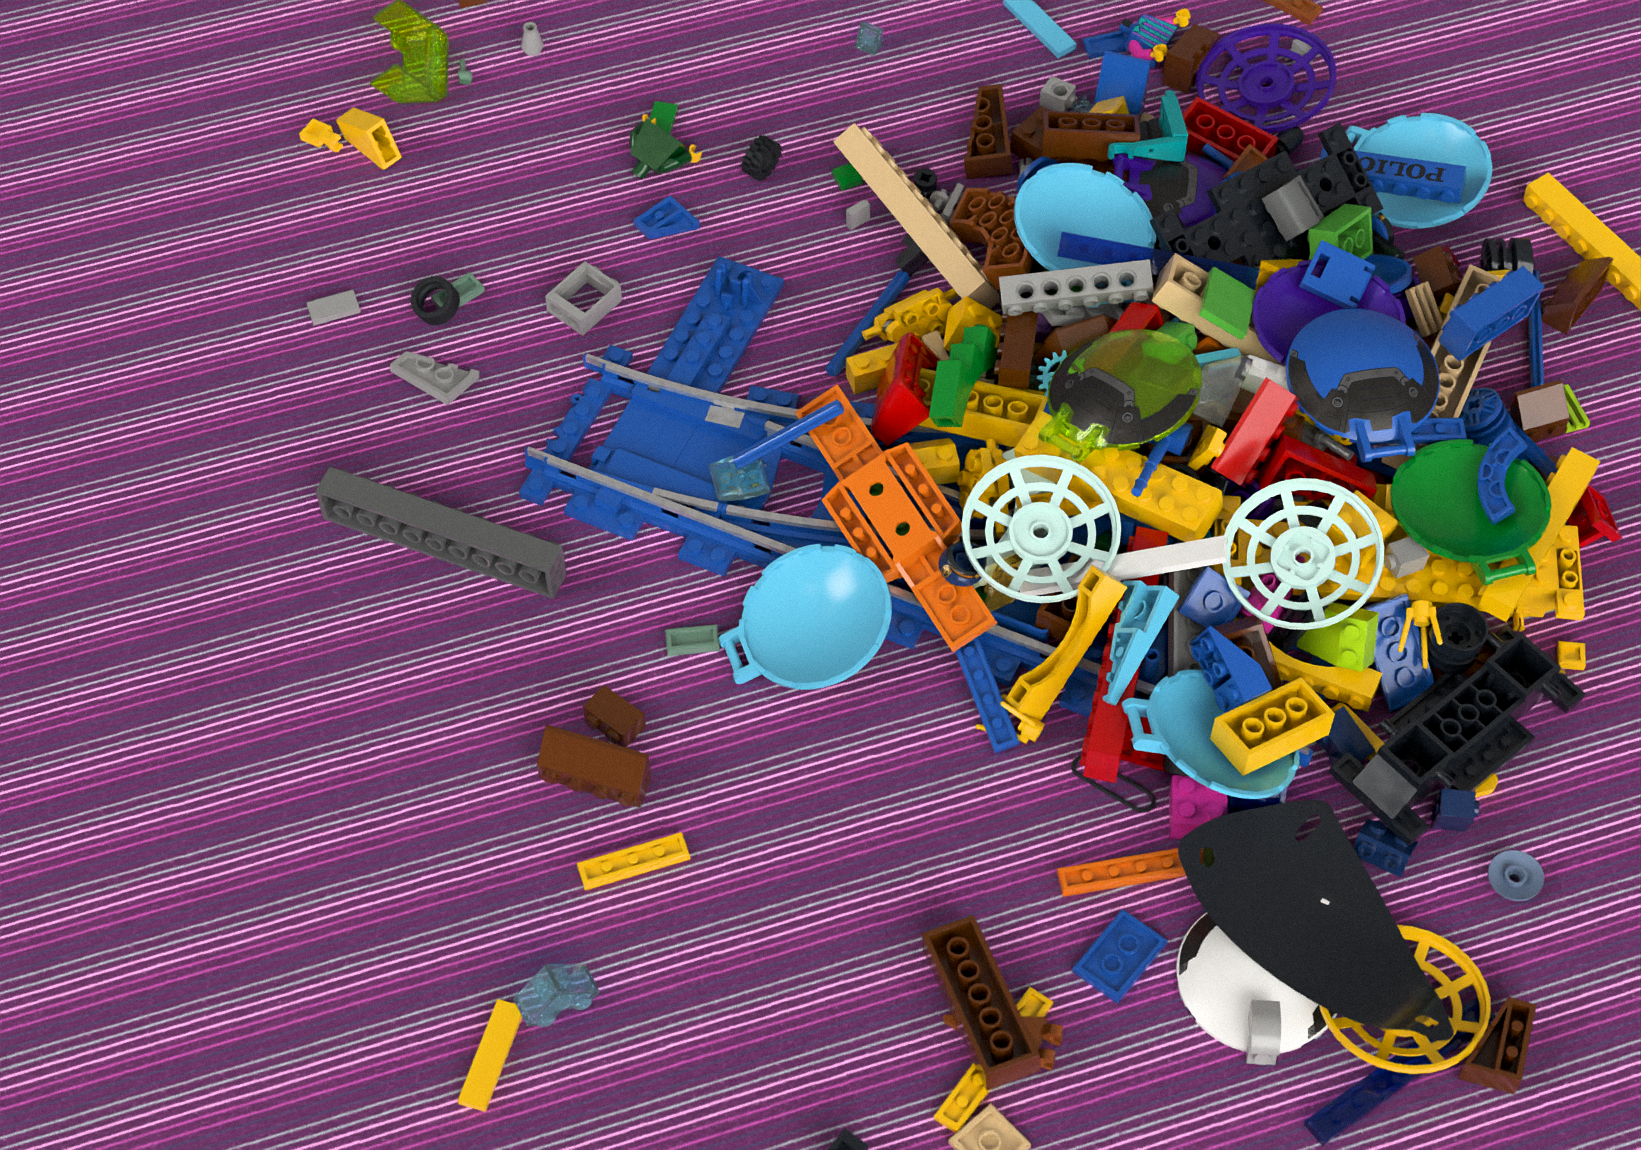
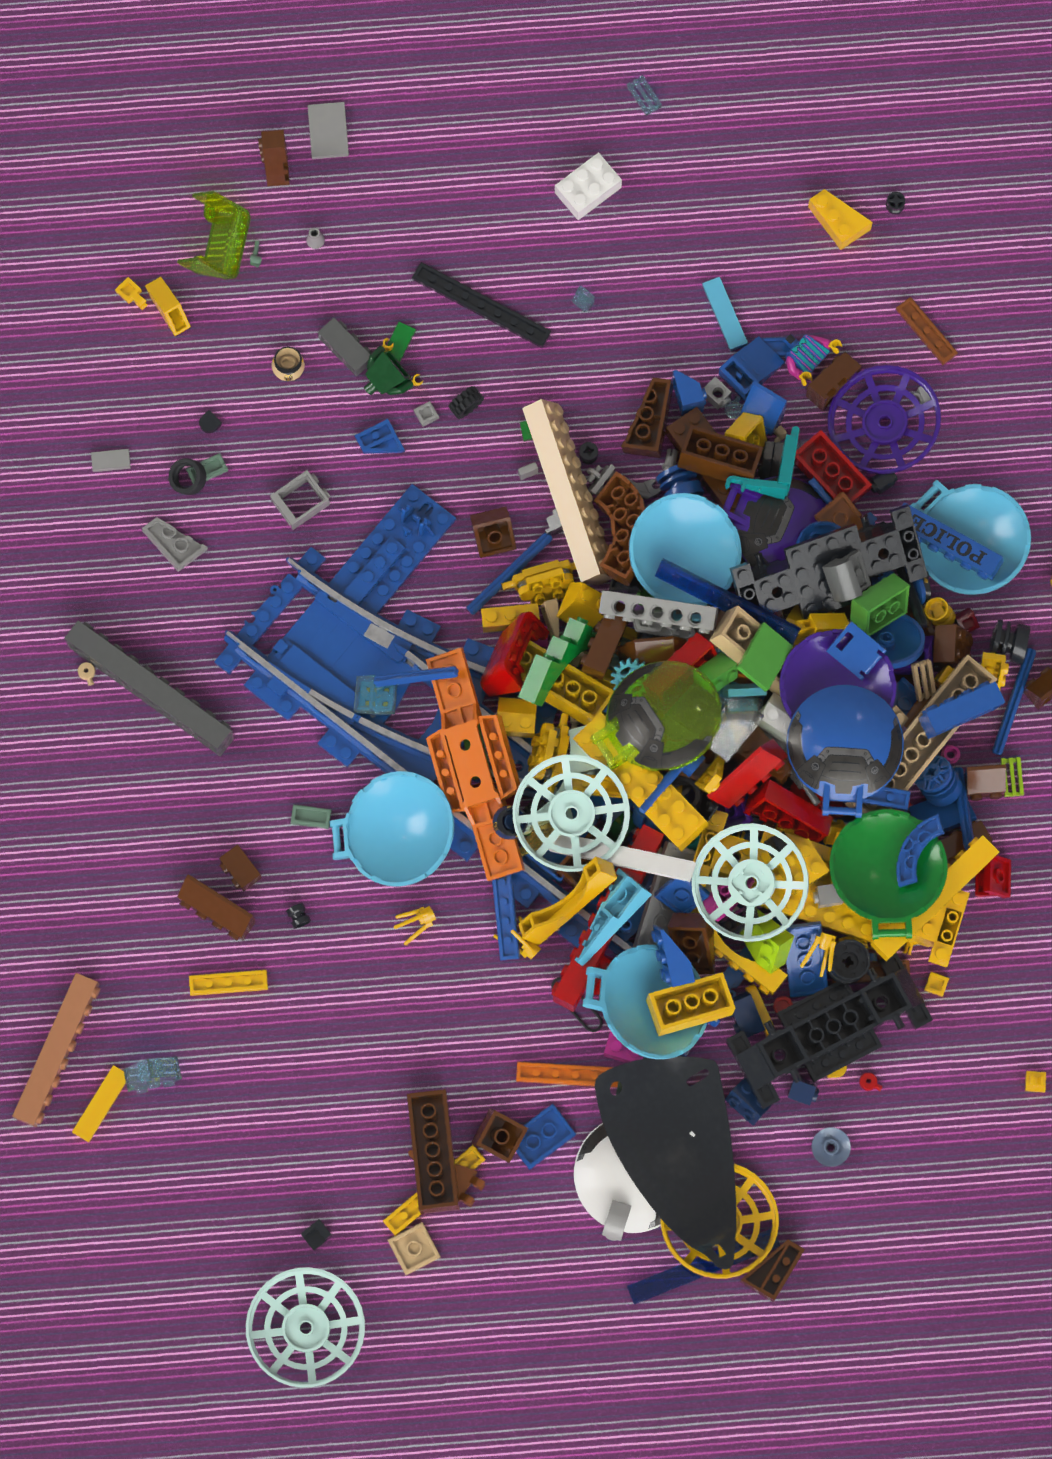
camera: 15 degrees right, 20 degrees up
(353, 539) = (89, 675): none -> tan piece
(411, 999) = (56, 1050): none -> nougat brick
(449, 245) = (209, 422): none -> black tile
(531, 167) = (288, 364): none -> tan piece
(596, 136) = (345, 346): none -> dark grey brick
(707, 755) = (298, 915): none -> black wheel
(714, 185) = (426, 414): none -> light grey tile
(749, 69) = (481, 305): none -> black tile
(835, 283) = (493, 532): none -> reddish brown slope
(876, 721) = (423, 915): none -> yellow plant
(1023, 93) = (688, 393): none -> blue slope
(1063, 962) = (499, 1135): none -> reddish brown slope
(1082, 64) = (750, 364): none -> blue slope
(1376, 719) = (781, 1003): none -> red tile
(1411, 244) = (939, 612): none -> yellow wheel
(1532, 788) = (873, 1082): none -> red piece

